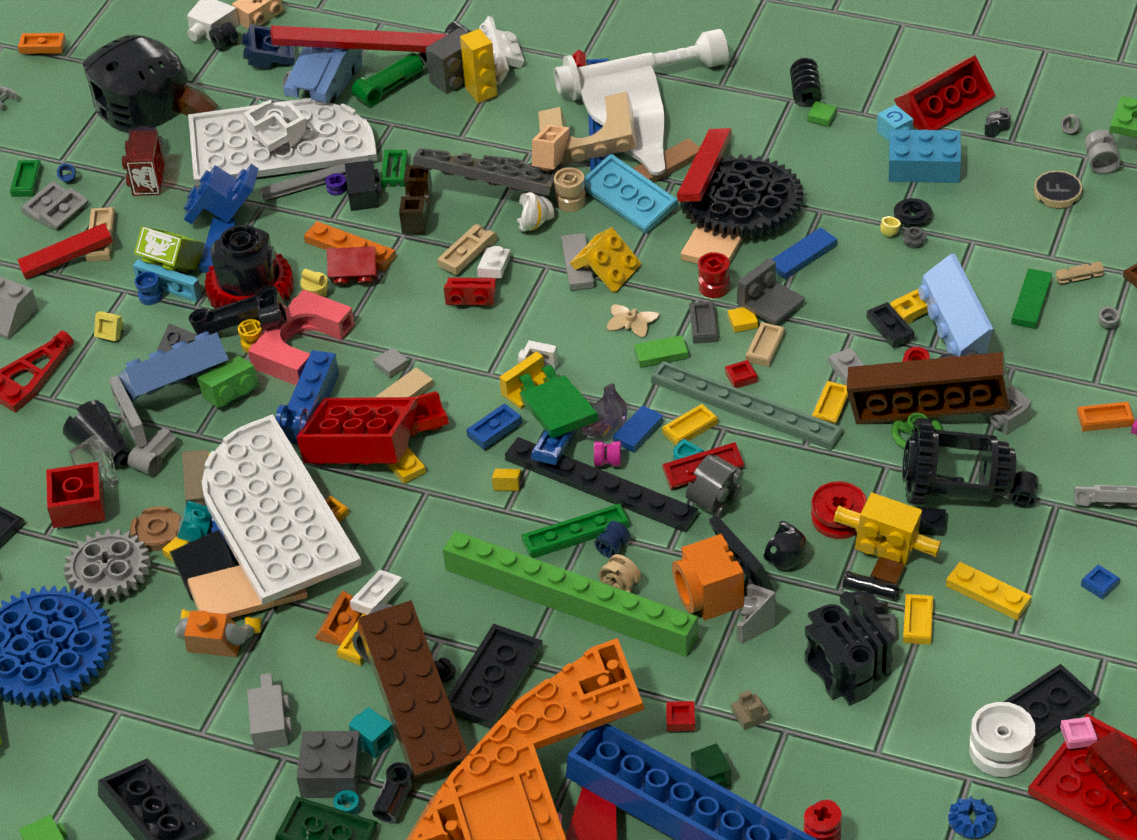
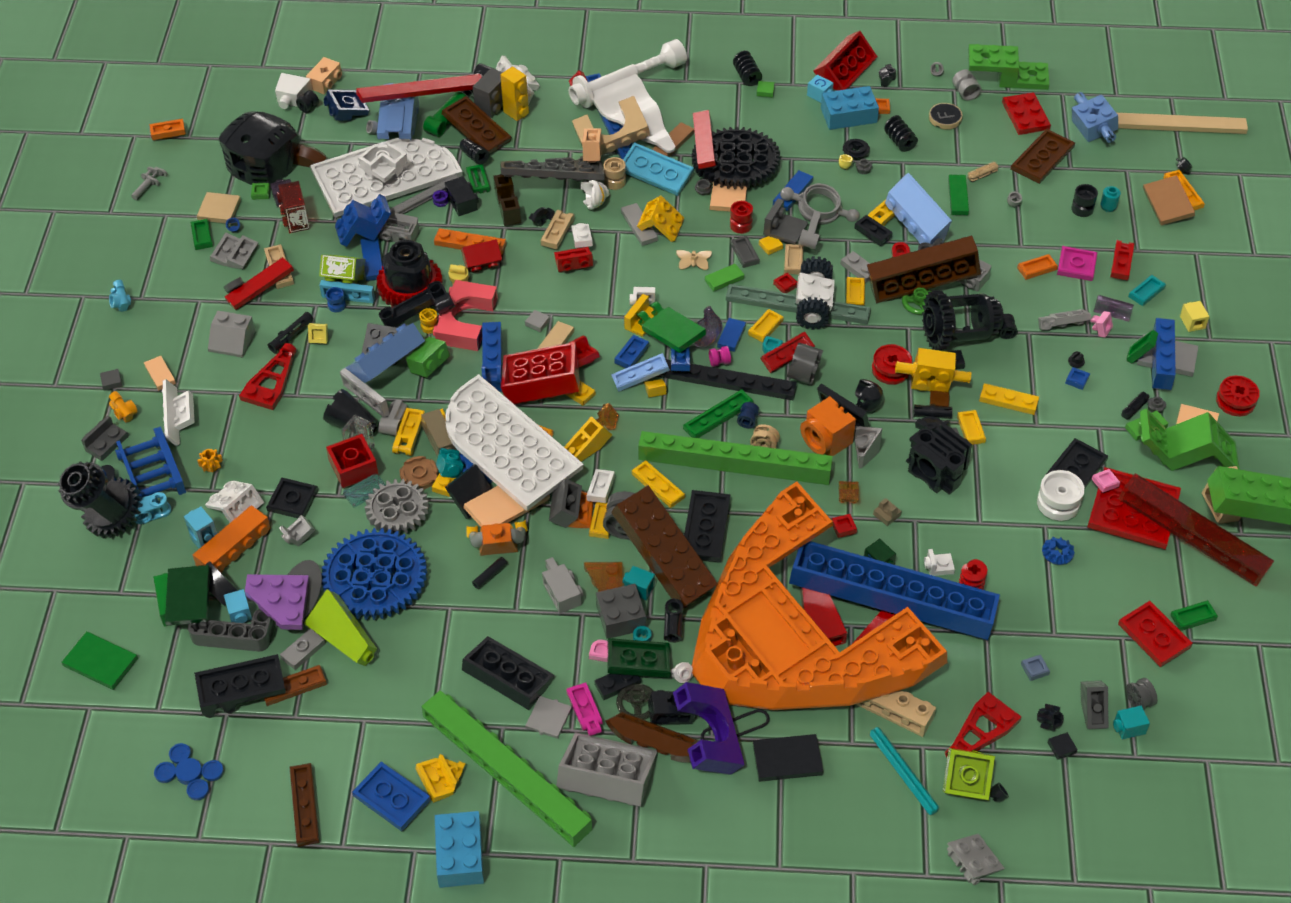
camera: 20 degrees left, 5 degrees up
(34, 245) = (233, 284): none -> dark grey tile
(60, 148) = (218, 207): none -> tan tile
(68, 536) = (359, 492): none -> clear light blue tile
(76, 318) = (276, 344): none -> black pin
(117, 137) = (260, 191): none -> bright green tile
(162, 474) = (408, 431): none -> yellow plate
(187, 676) = (489, 572): none -> black piece
(266, 212) = (399, 228): none -> light grey window
(279, 809) = (598, 651): none -> bright pink tile
(318, 605) = (565, 503): none -> dark grey brick
(334, 711) = (605, 574): none -> clear orange wing
(384, 530) = (588, 439): none -> yellow slope
(402, 131) = (474, 151): none -> black axle
(418, 99) = (476, 124): none -> reddish brown tile
(426, 504) = (608, 416): none -> clear orange tile
(452, 227) = (541, 215): none -> black piece
(456, 607) = (660, 485): none -> yellow tile
(493, 454) = (640, 372): none -> light blue tile
(682, 227) = (703, 186): none -> dark grey plate
(704, 670) = (848, 491): none -> clear orange tile
(769, 393) = (814, 293): none -> plate
(791, 798) = (939, 564): none -> white bracket
(793, 317) = (809, 237): none -> light grey piece
(973, 161) = (884, 106): none -> orange tile
(981, 202) = (900, 133): none -> black piece
(1109, 555) = (1076, 359): none -> black piece

